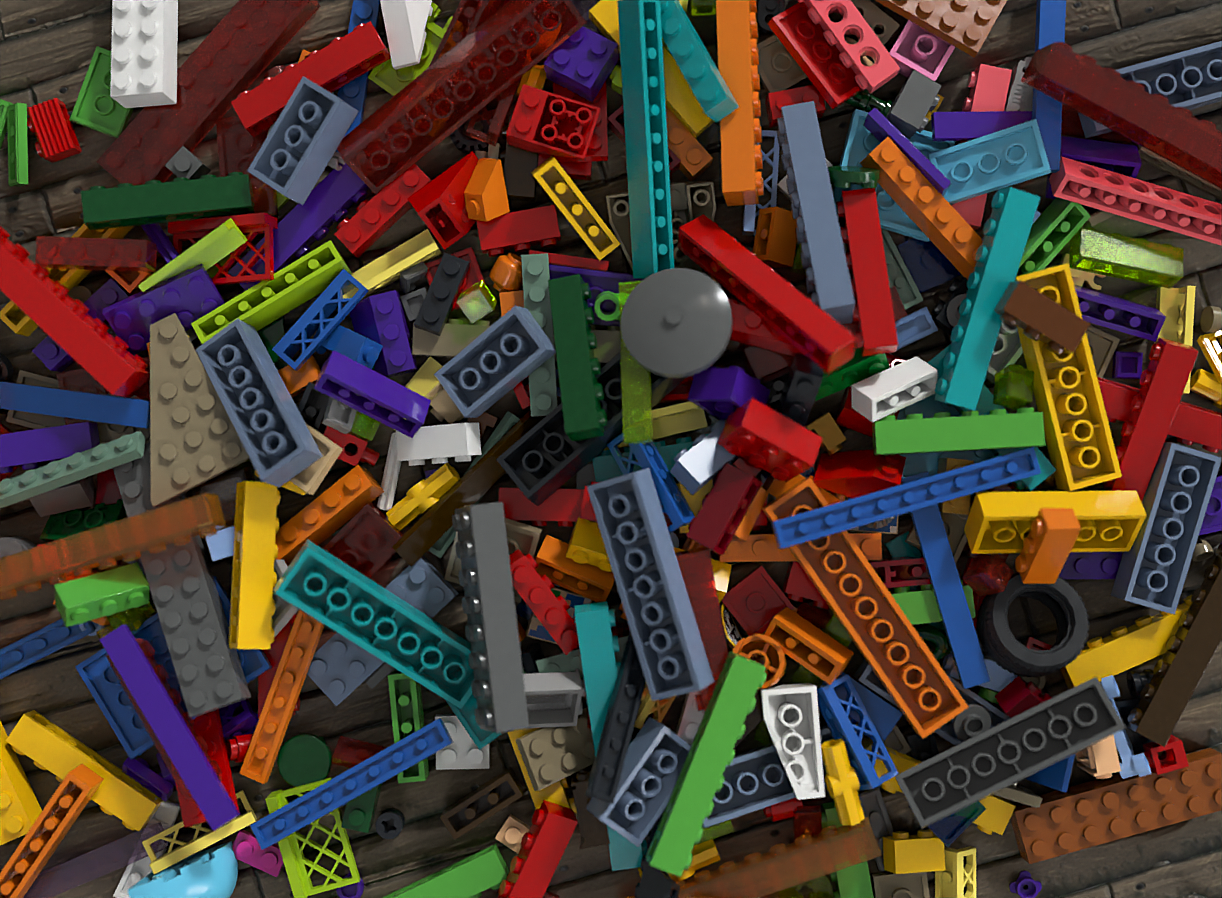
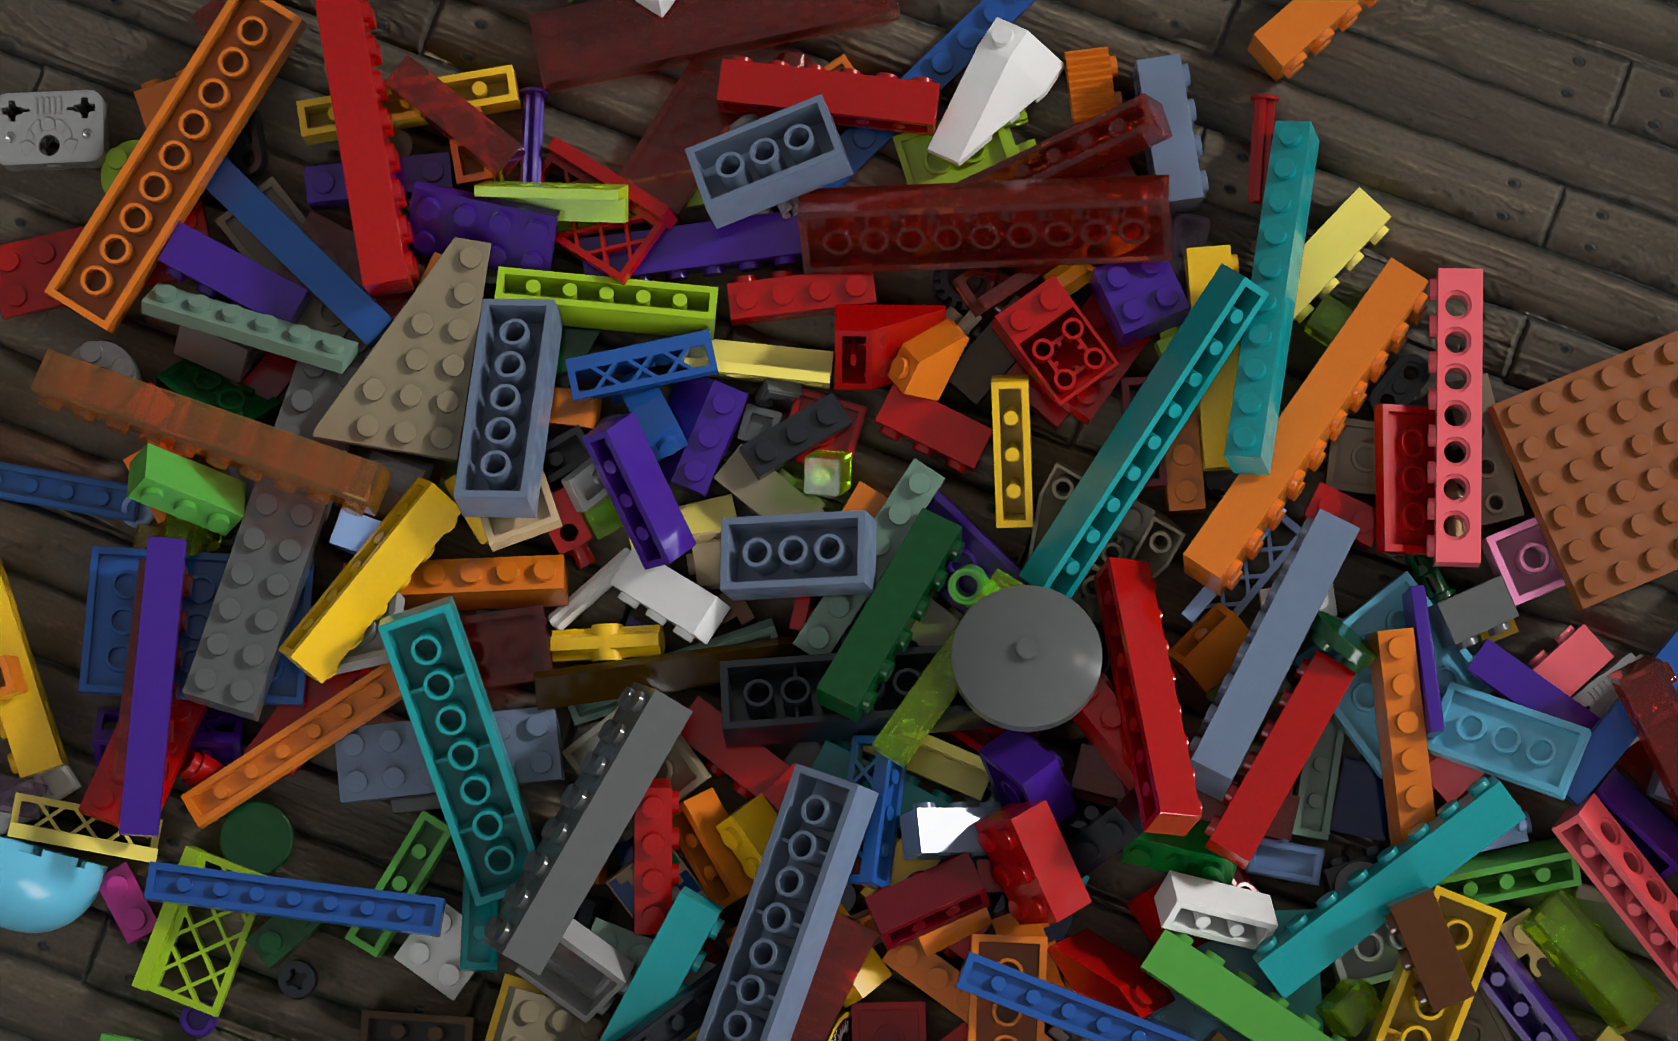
camera: 40 degrees right, 5 degrees down
(139, 771) = (71, 728): dark purple plate -> none
(167, 201) = (574, 117): dark green brick -> none
(187, 165) = (621, 91): dark grey brick -> none
(351, 752) = (316, 866): clear red plate -> none
(507, 273) = (884, 466): orange head -> none
(575, 261) = (969, 507): red tile -> none
(829, 431) = (1107, 908): pearl gold brick -> none

